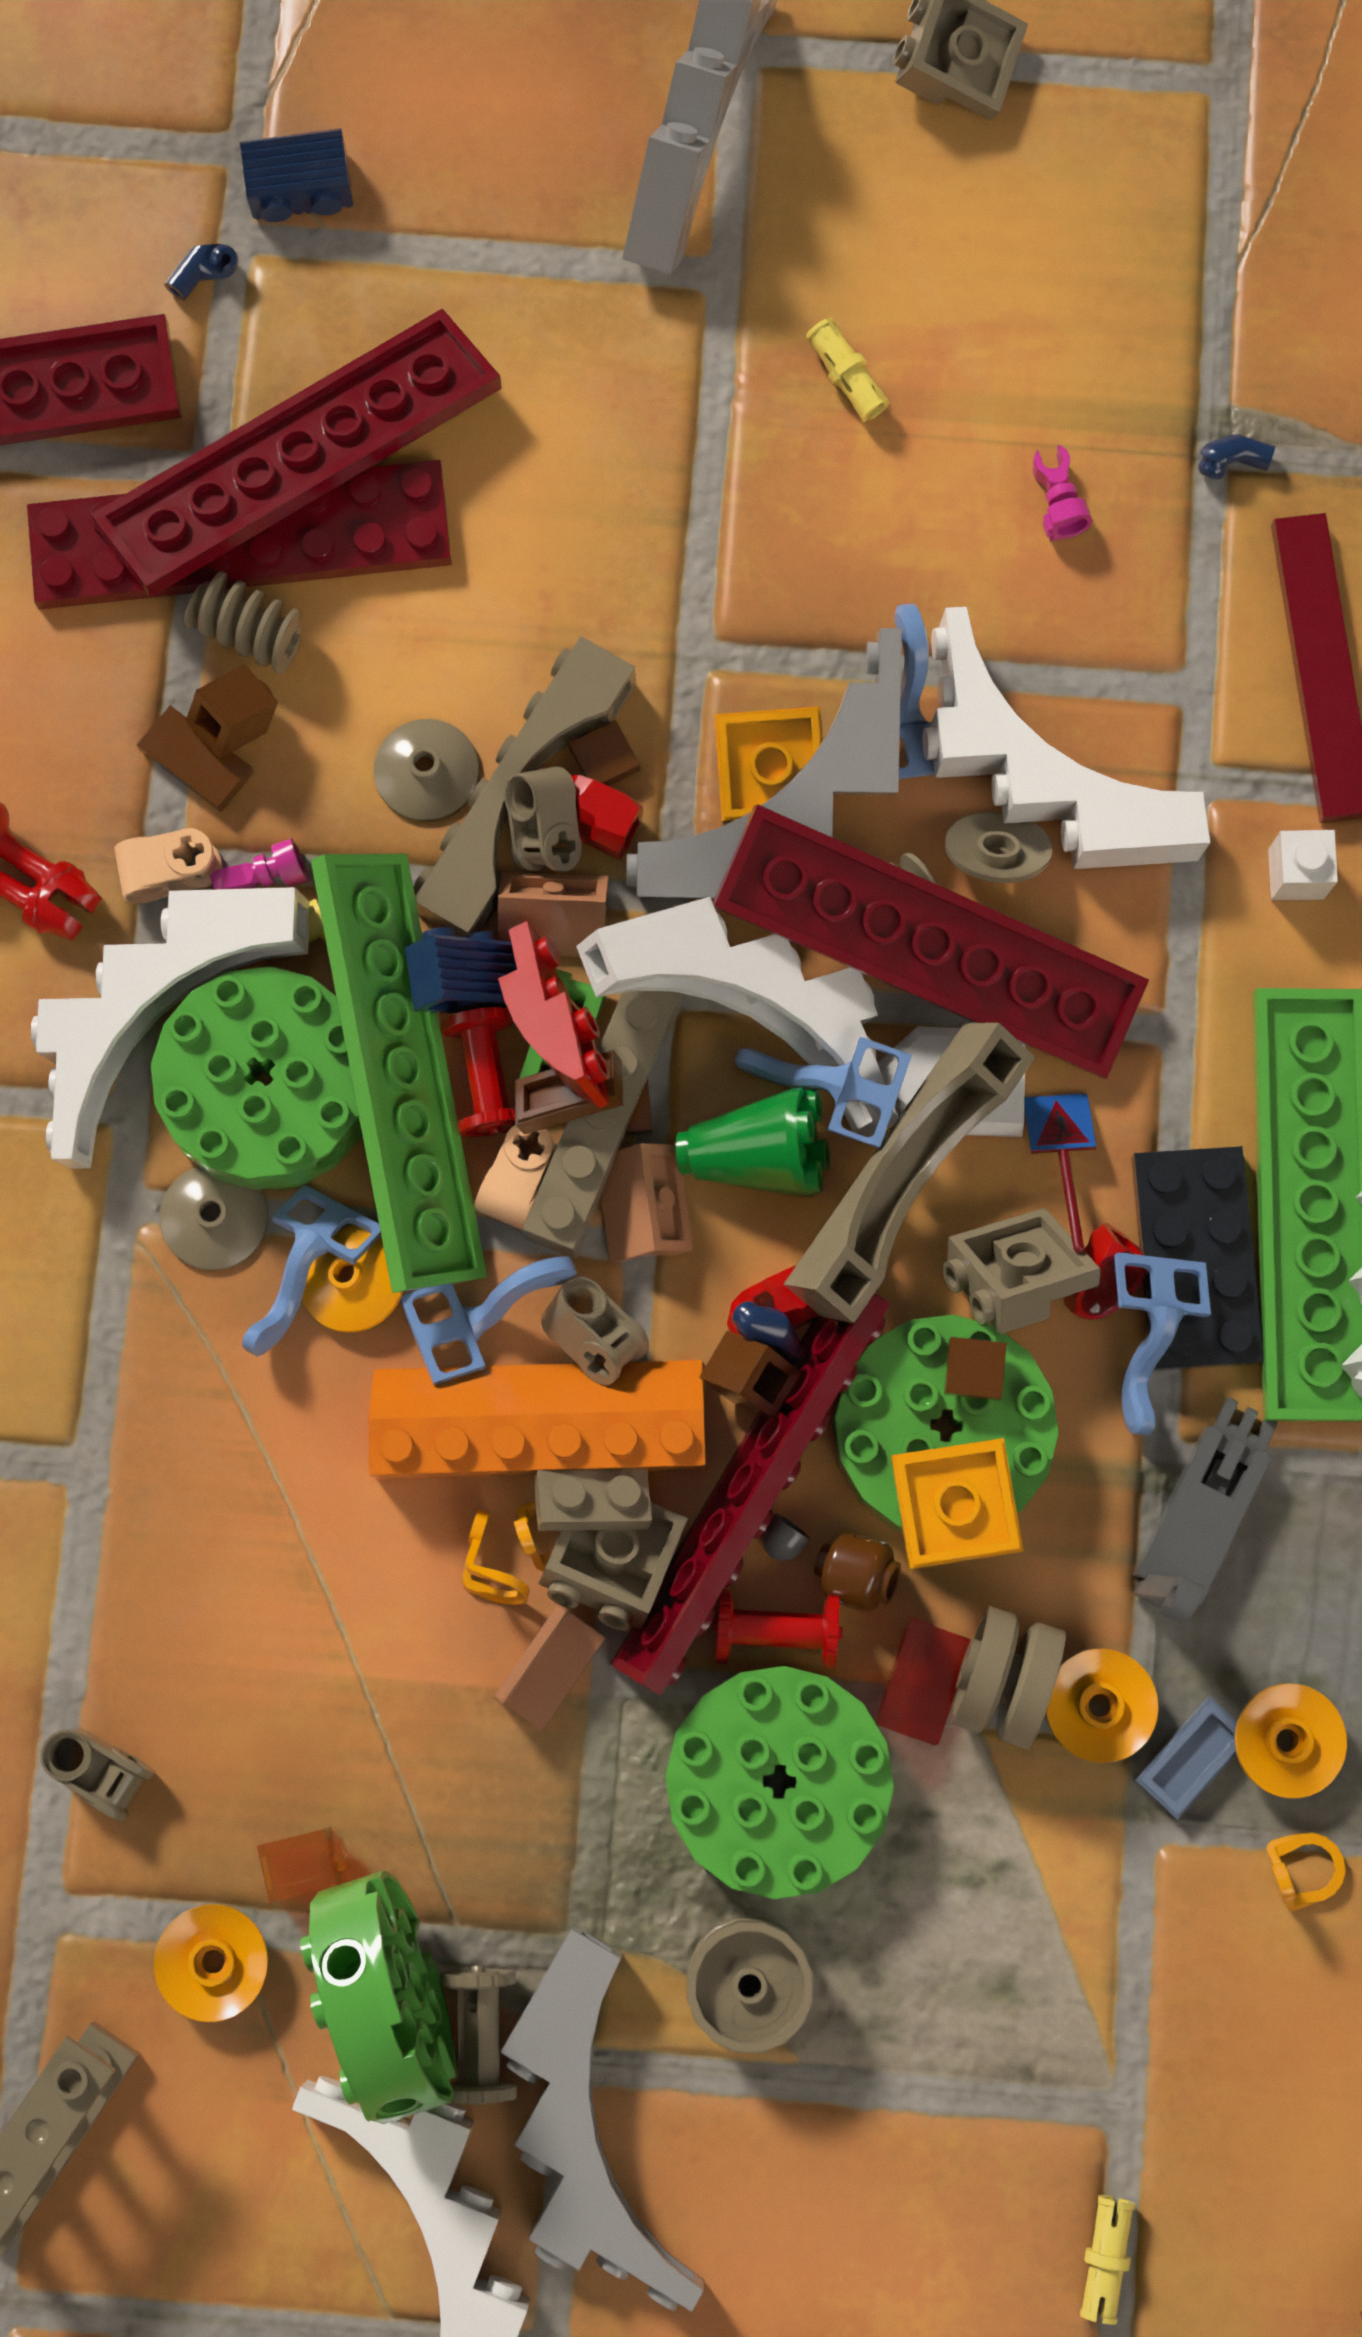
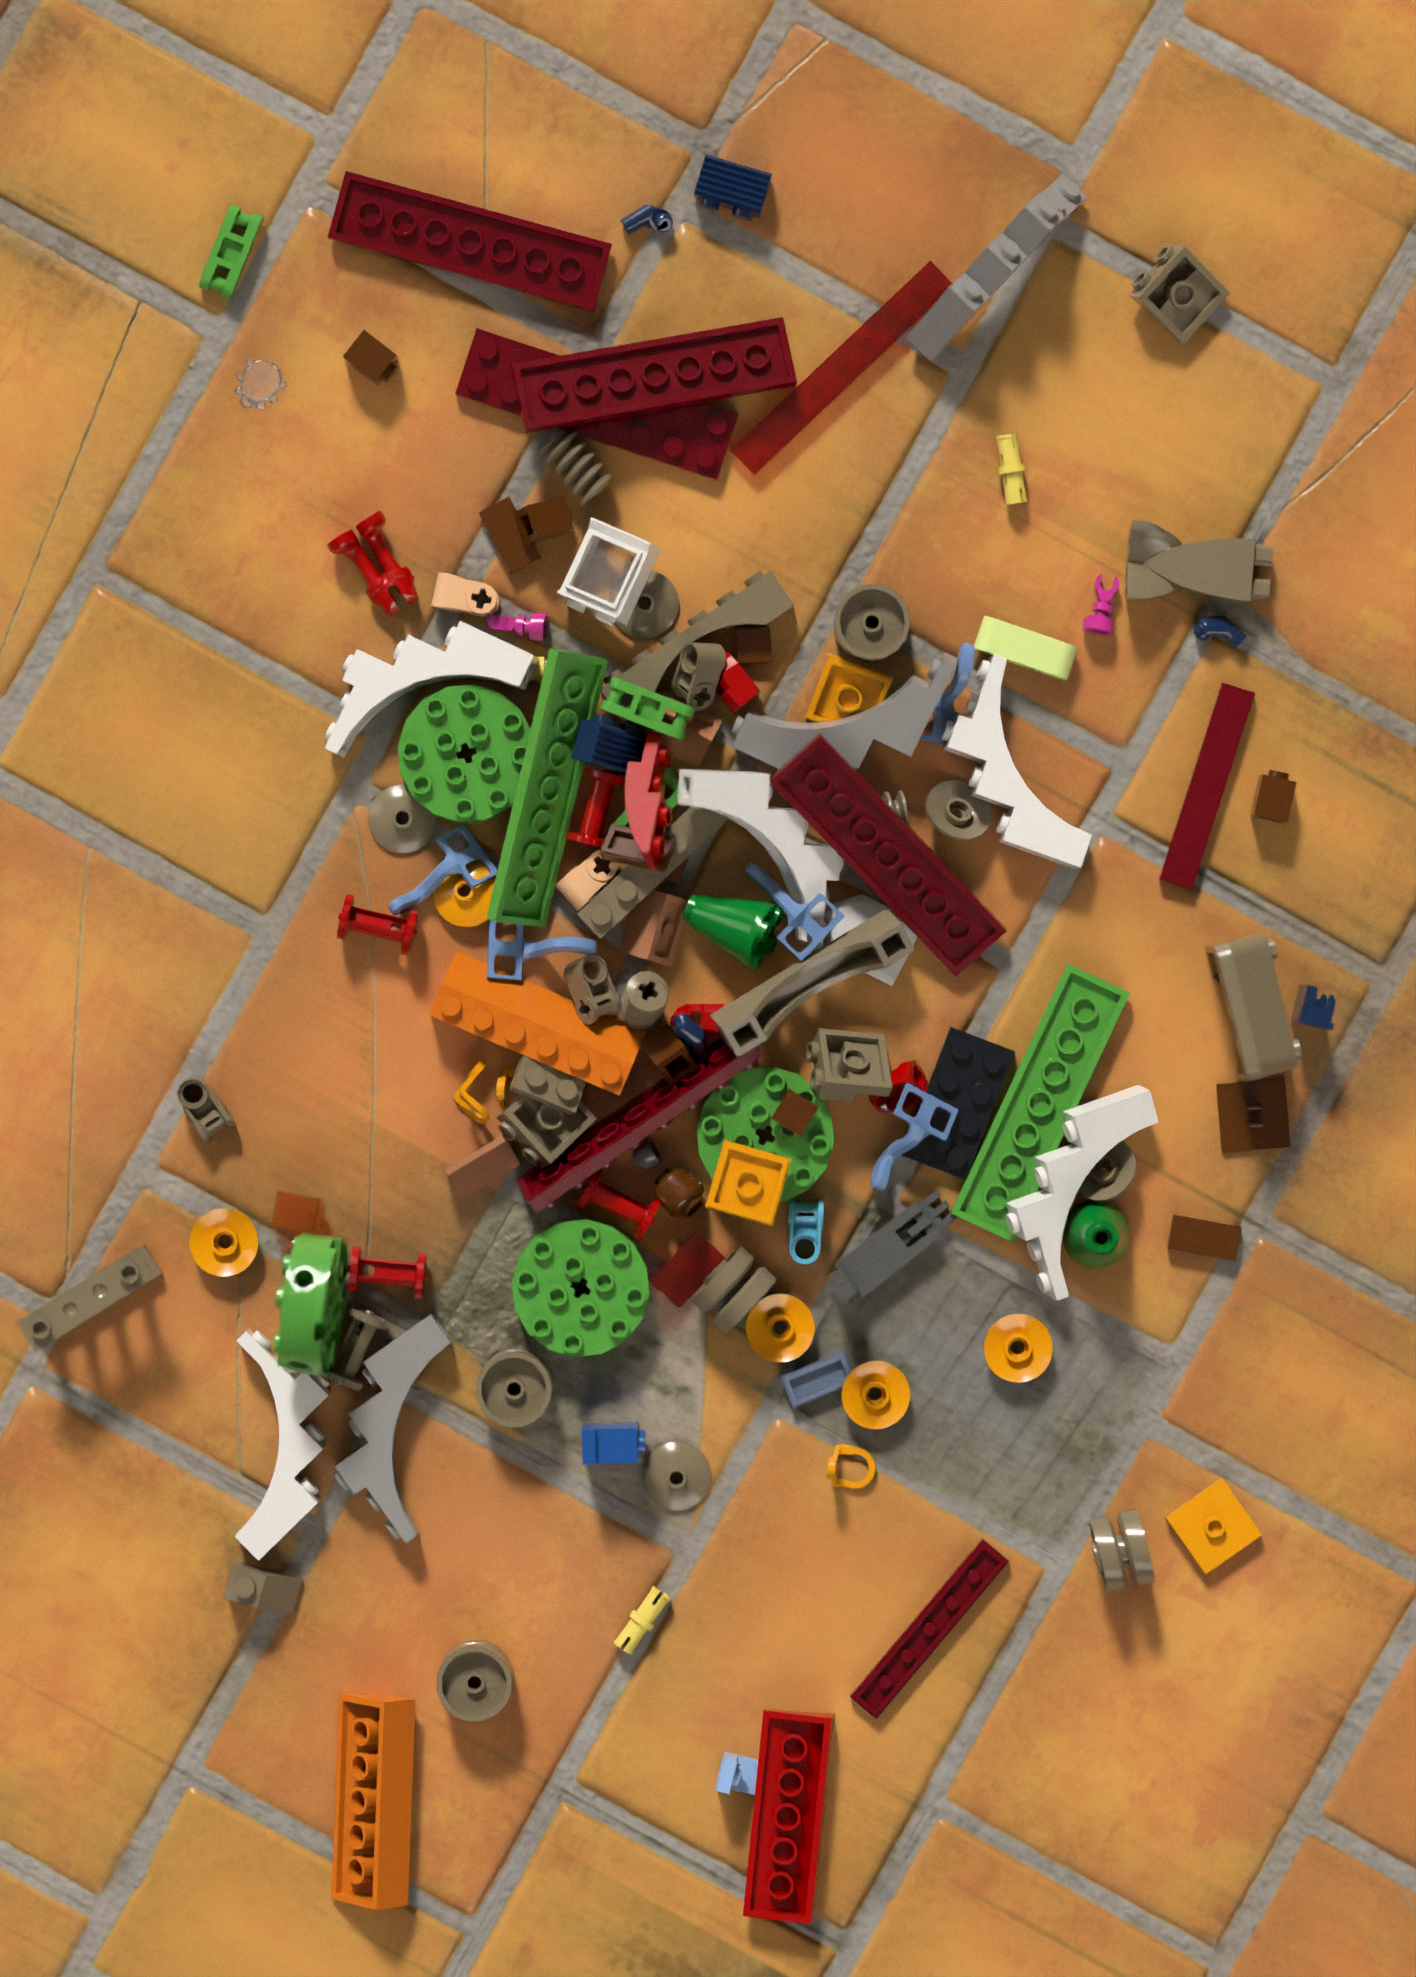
camera: 25 degrees right, 10 degrees up
(238, 1380) = (377, 924): none -> red hose
(355, 739) = (608, 573): none -> white window
(479, 1893) = (388, 1272): none -> red hose
(493, 893) = (648, 708): none -> bright green plate
(550, 352) = (841, 368): none -> clear red plate
(678, 1310) = (644, 1000): none -> dark tan piece
(754, 645) = (868, 643): none -> dark tan wheel
(937, 2000) = (612, 1442): none -> blue hips
(991, 589) = (1025, 648): none -> yellowish green beam
(1023, 1999) = (679, 1458): none -> dark tan dish
(1062, 1126) = (916, 991): piece -> none
(1067, 1539) = (805, 1227): none -> medium azure piece
(1180, 374) = (1213, 568): none -> dark tan hips
(1302, 865) = (1131, 903): white brick -> none

